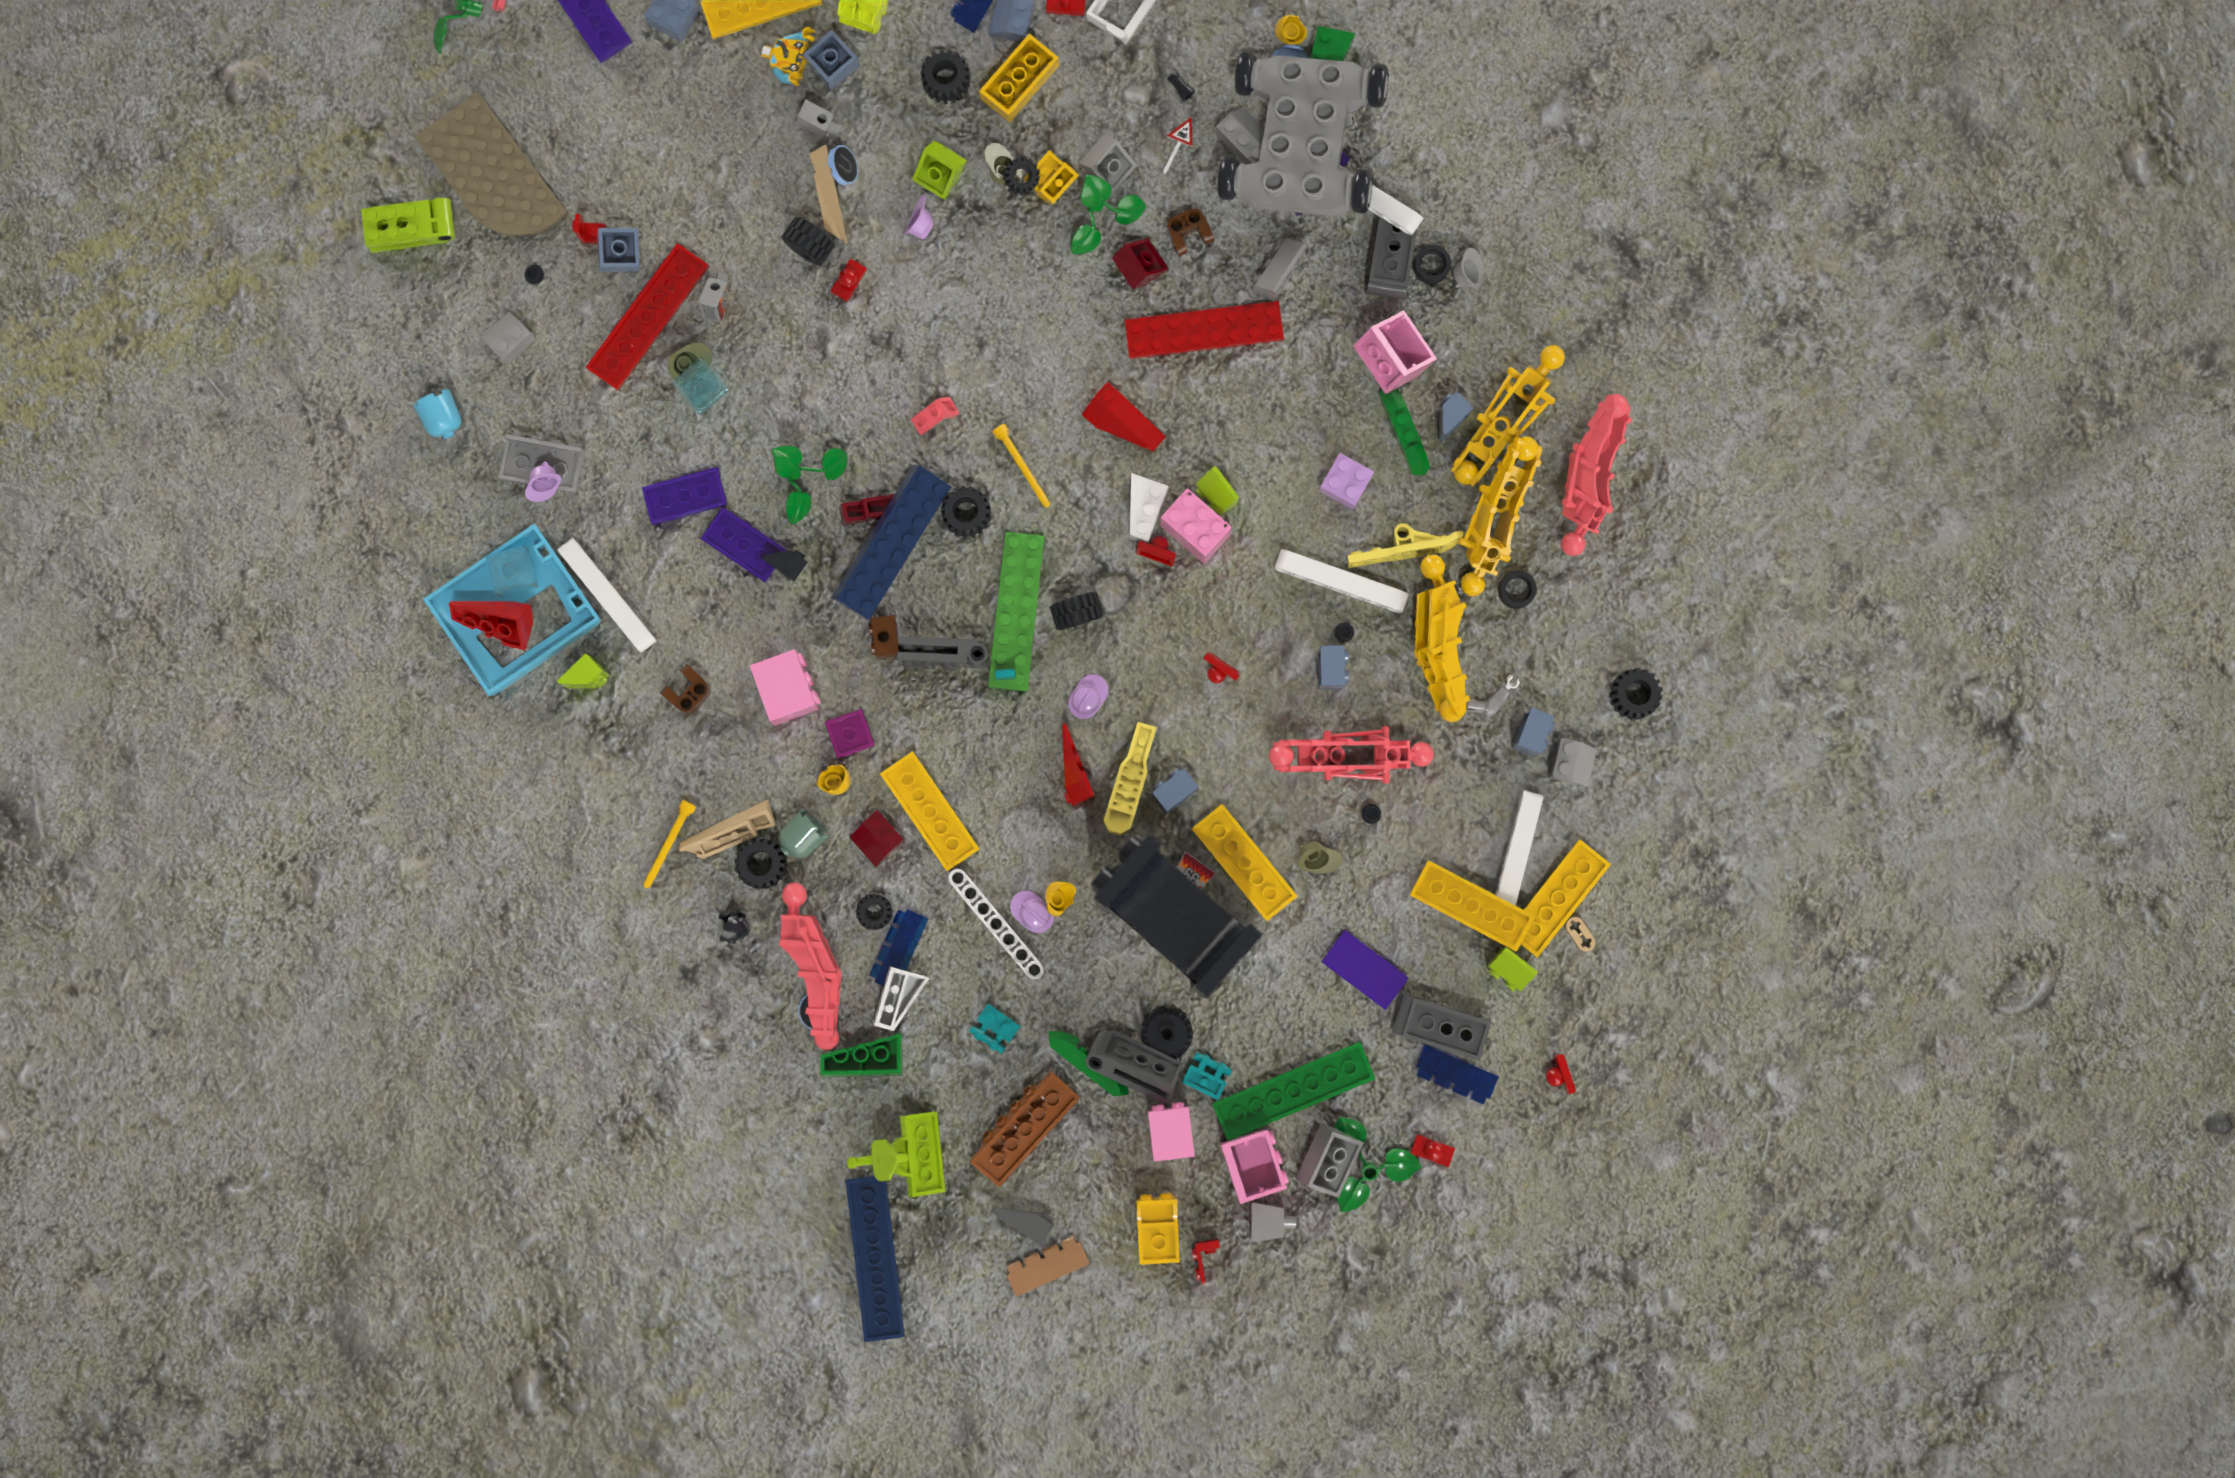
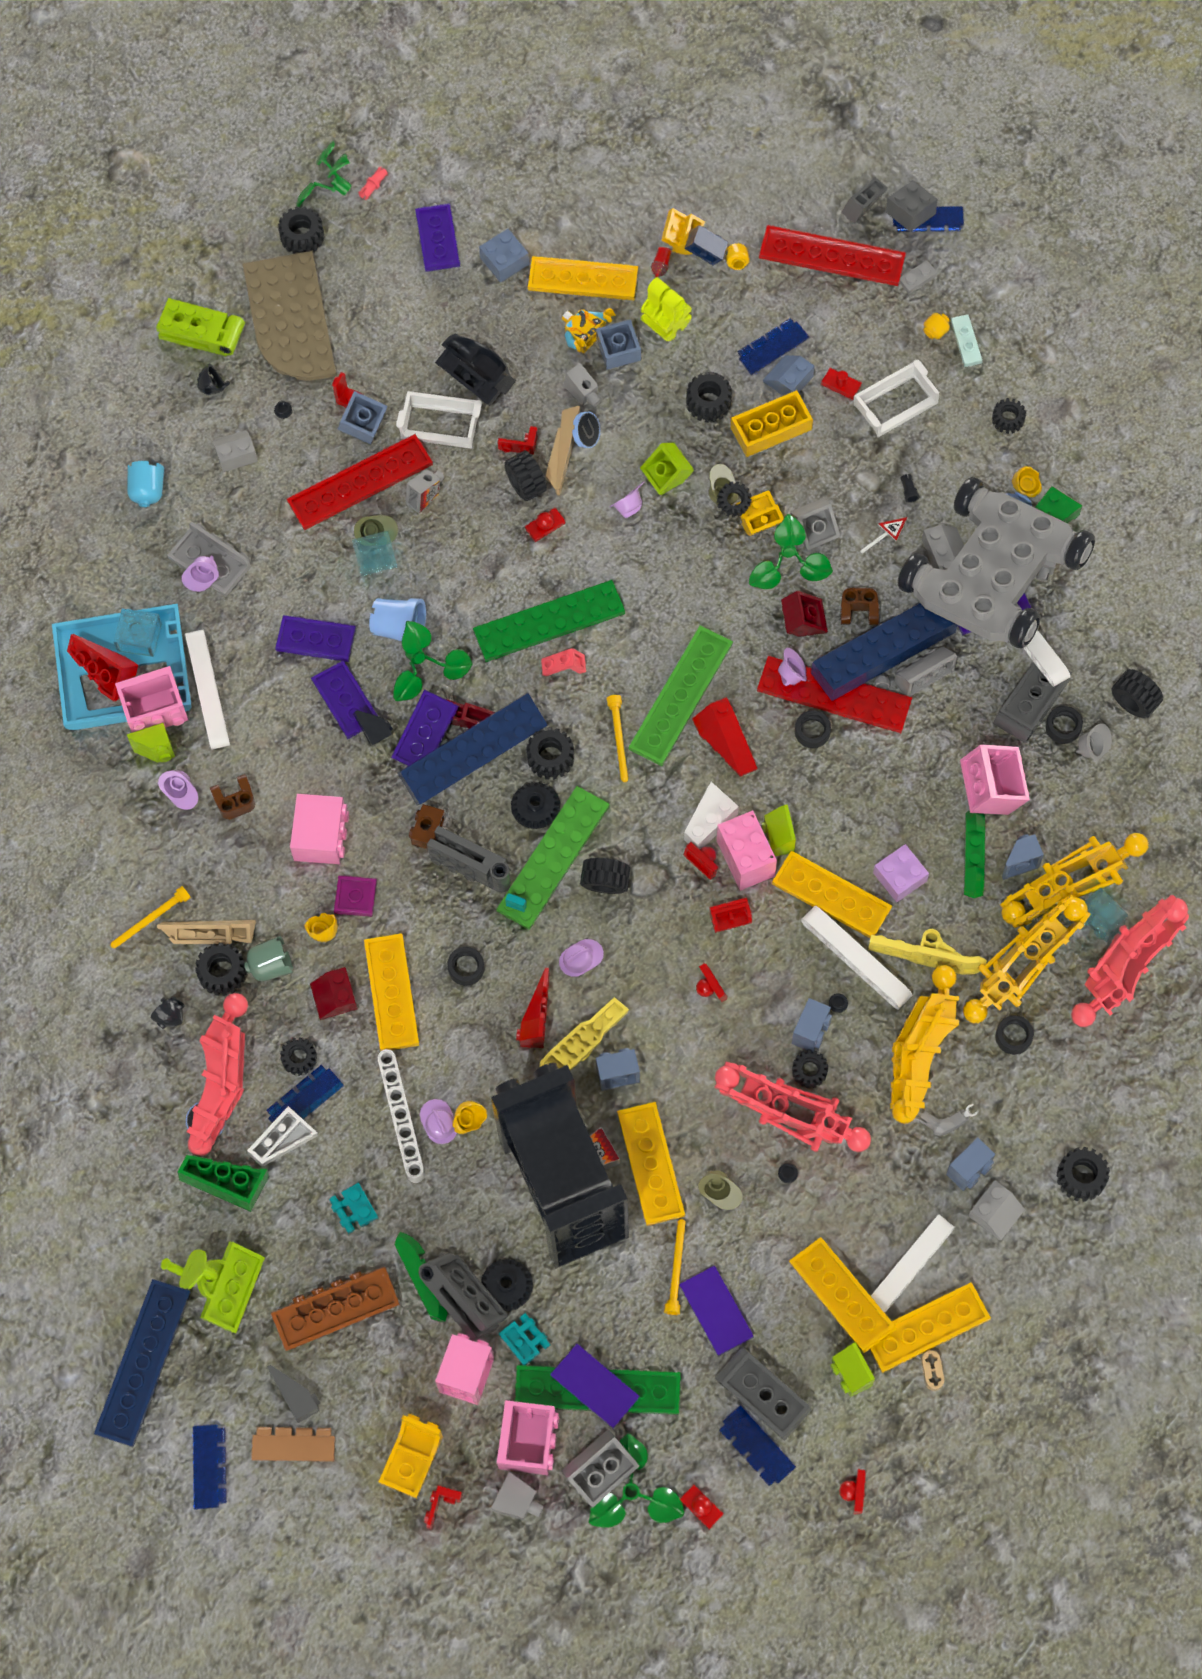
camera: 25 degrees right, 15 degrees down
(445, 65) = (298, 219): none -> black tyre
(448, 280) = (210, 385): none -> black helmet
(563, 636) = (152, 700): none -> bright pink container
(631, 707) = (178, 789): none -> lavender piece
(687, 199) = (439, 403): none -> white piece
(710, 148) = (480, 368): none -> black piece
(753, 443) = (391, 616): none -> light blue piece
(789, 210) = (518, 446): none -> red bracket
(836, 541) = (424, 728): none -> dark purple tile
(899, 377) = (548, 621): none -> green plate
(976, 1317) = (206, 1473): none -> clear blue windscreen
(977, 581) = (535, 816): none -> black gear
(982, 740) = (467, 980): none -> black tyre
(1061, 397) = (680, 695): none -> bright green plate
(1156, 324) = (792, 668): none -> lavender piece
(1200, 390) = (815, 742): none -> black tyre
(1208, 593) = (730, 915): none -> red hinge
(1228, 269) = (880, 650): none -> dark blue brick
(1290, 1090) = (595, 1386): none -> dark purple tile
(1292, 531) = (831, 894): none -> yellow plate
(1324, 983) = (672, 1306): none -> yellow piece
(1335, 707) = (804, 1079): none -> black tyre
(1489, 204) = (1137, 693): none -> black tyre
(1552, 438) = (1105, 915): none -> clear light blue brick

